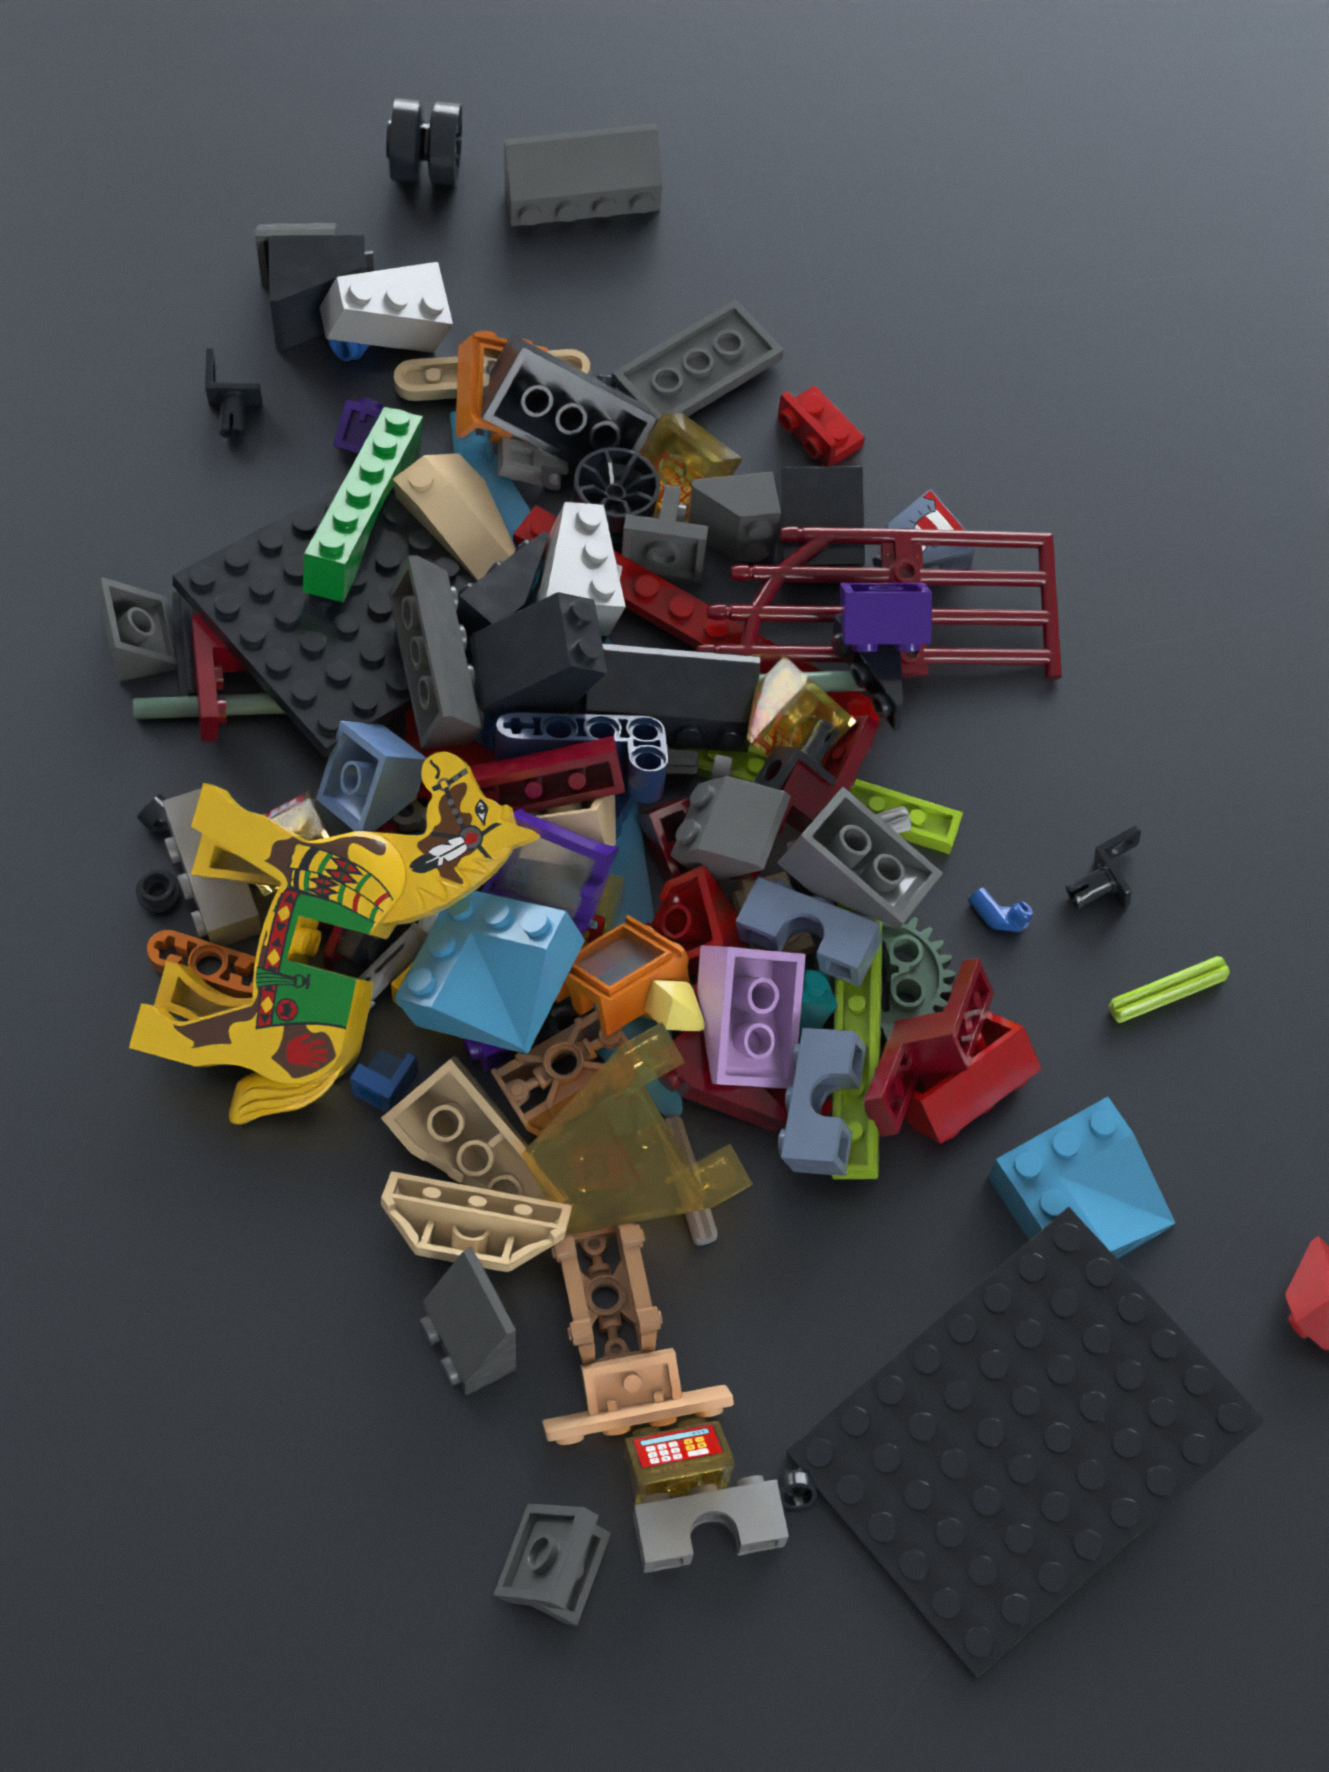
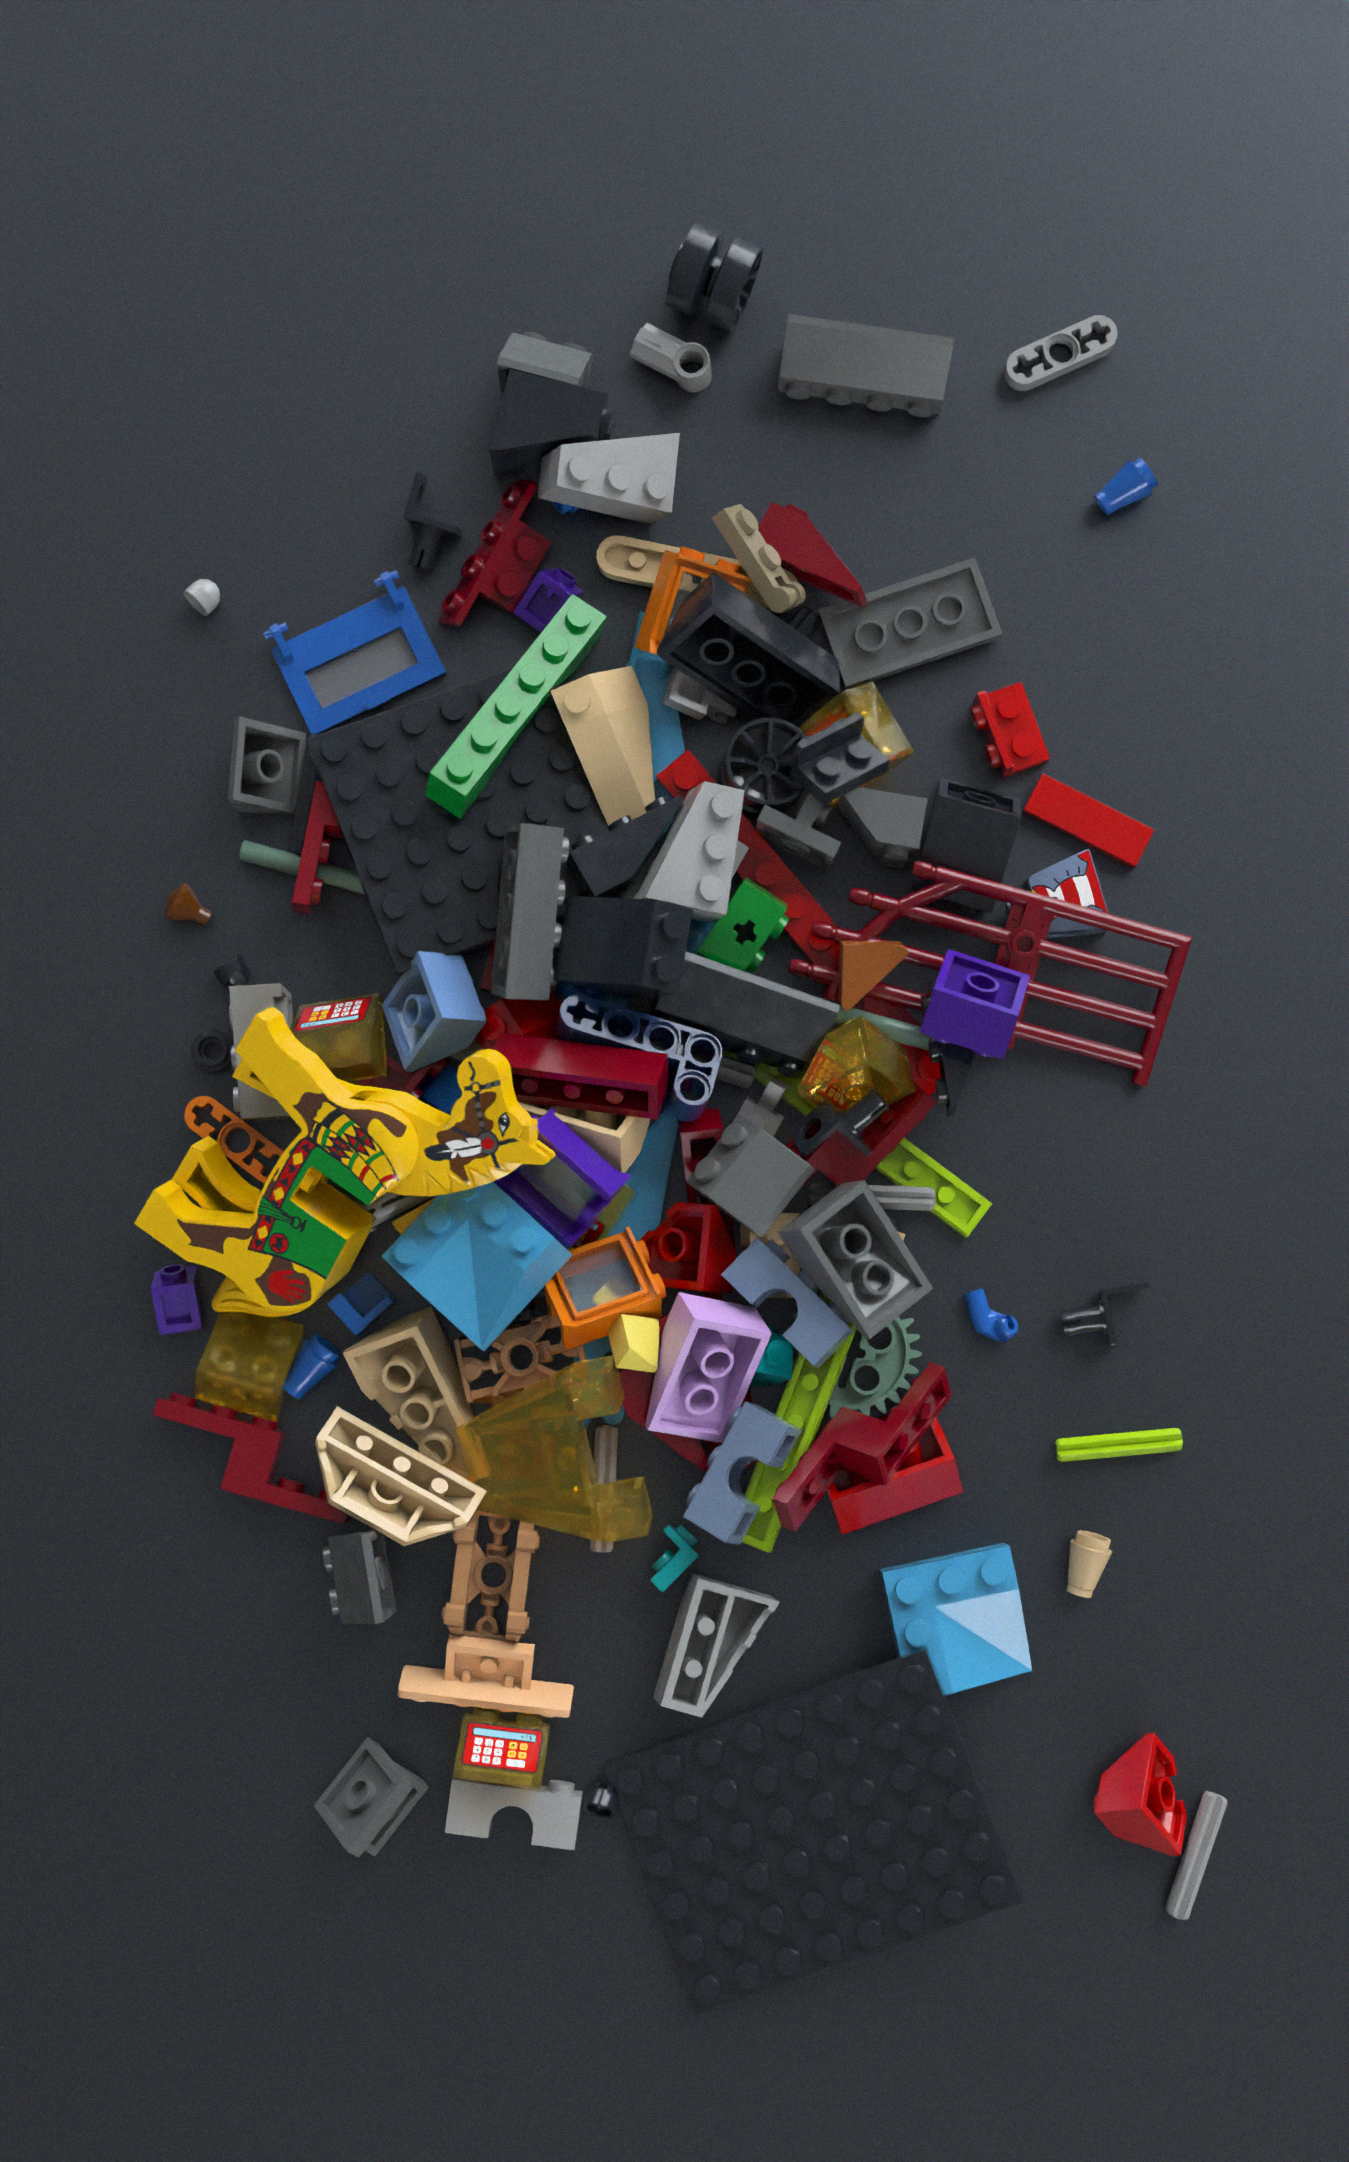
camera: 25 degrees right, 20 degrees up
(30, 508) = (203, 596): none -> light grey hinge
(91, 769) = (184, 905): none -> reddish brown rock
(191, 1128) = (176, 1299): none -> dark purple bracket
(193, 519) = (357, 659): none -> blue piece
(283, 1170) = (248, 1363): none -> clear yellow bracket
(308, 410) = (503, 561): none -> dark red bracket
(318, 1256) = (252, 1457): none -> dark red bracket
(349, 1151) = (313, 1363): none -> blue cone
(420, 217) = (670, 356): none -> light grey piece
(547, 333) = (758, 559): none -> dark tan plate
(589, 328) = (808, 554): none -> dark red slope
(647, 607) = (752, 904): none -> green brick
(675, 462) = (837, 760): none -> black bracket
(743, 152) = (1029, 354): none -> light grey beam
(766, 621) = (864, 966): none -> dark orange slope
(784, 1228) = (671, 1565): none -> teal bracket
(846, 216) = (1127, 486): none -> blue cone
(846, 1284) = (707, 1641): none -> light grey wedge
(913, 477) = (1088, 821): none -> red tile
(1185, 1102) = (1086, 1562): none -> tan cone

